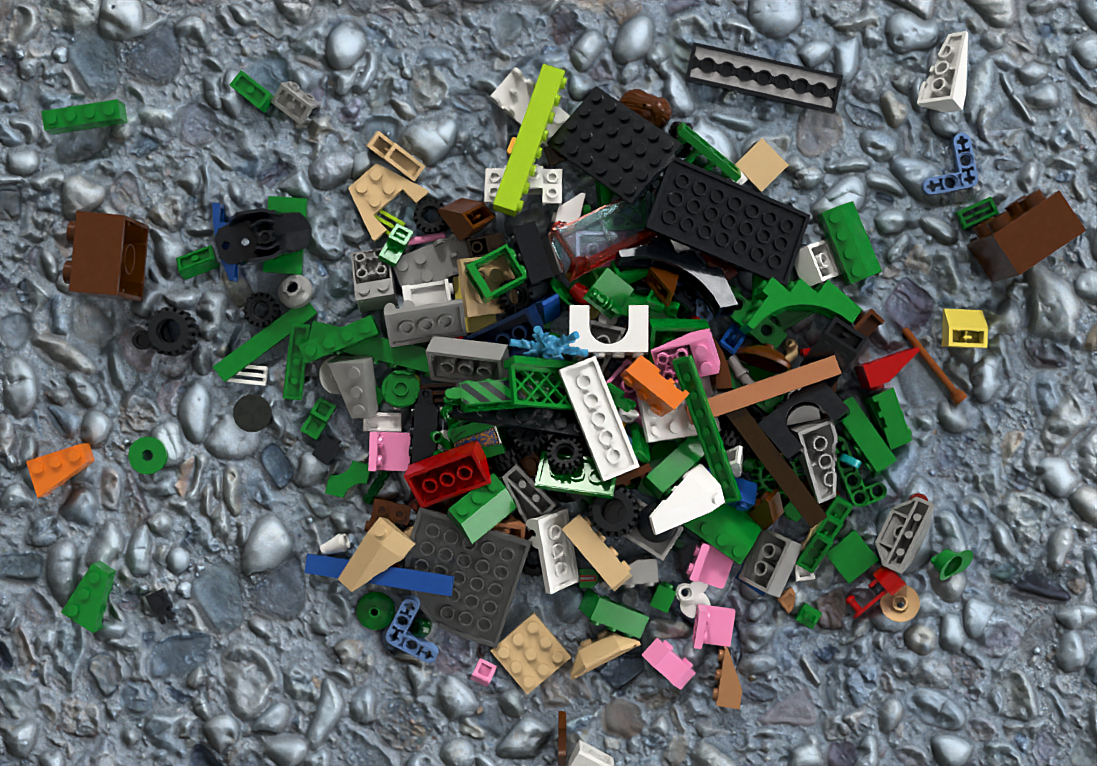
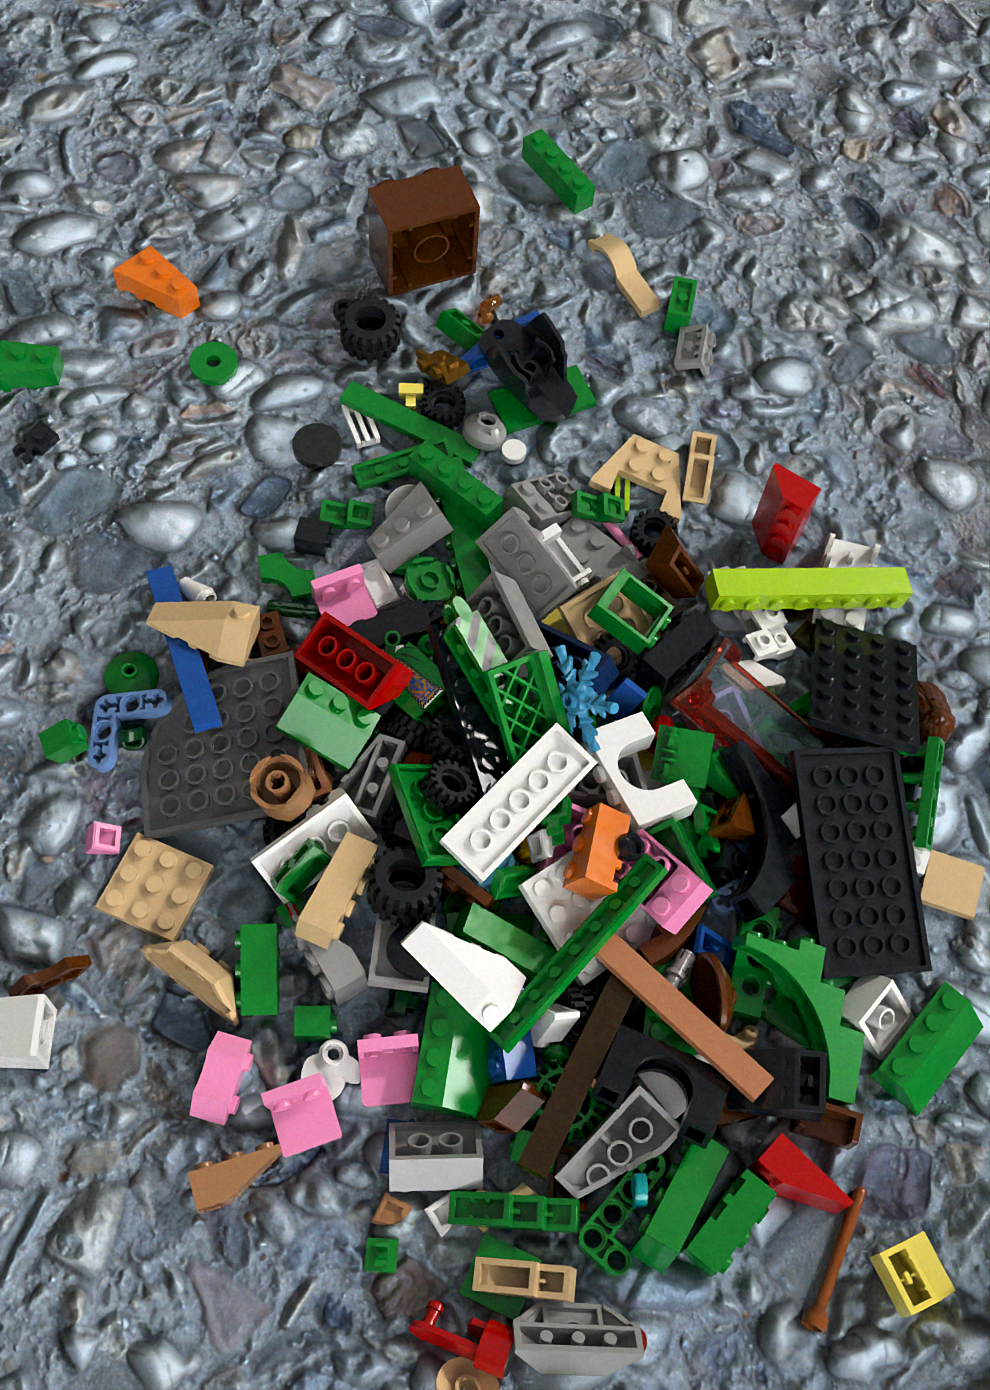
camera: 50 degrees right, 25 degrees down
(187, 236) = (487, 306): none -> clear orange arm
(202, 115) = (626, 274): none -> tan piece
(228, 294) = (441, 365): none -> pearl gold bracket
(241, 328) = (410, 393): none -> light yellow tile
(320, 278) = (513, 451): none -> white tile
(408, 673) = (64, 741): none -> green brick
(470, 127) = (783, 512): none -> red slope
(513, 568) = (281, 787): none -> medium nougat brick
(567, 566) = (300, 870): none -> green hinge
(663, 367) = (631, 846): none -> black tile
(862, 546) = (524, 1279): none -> tan slope

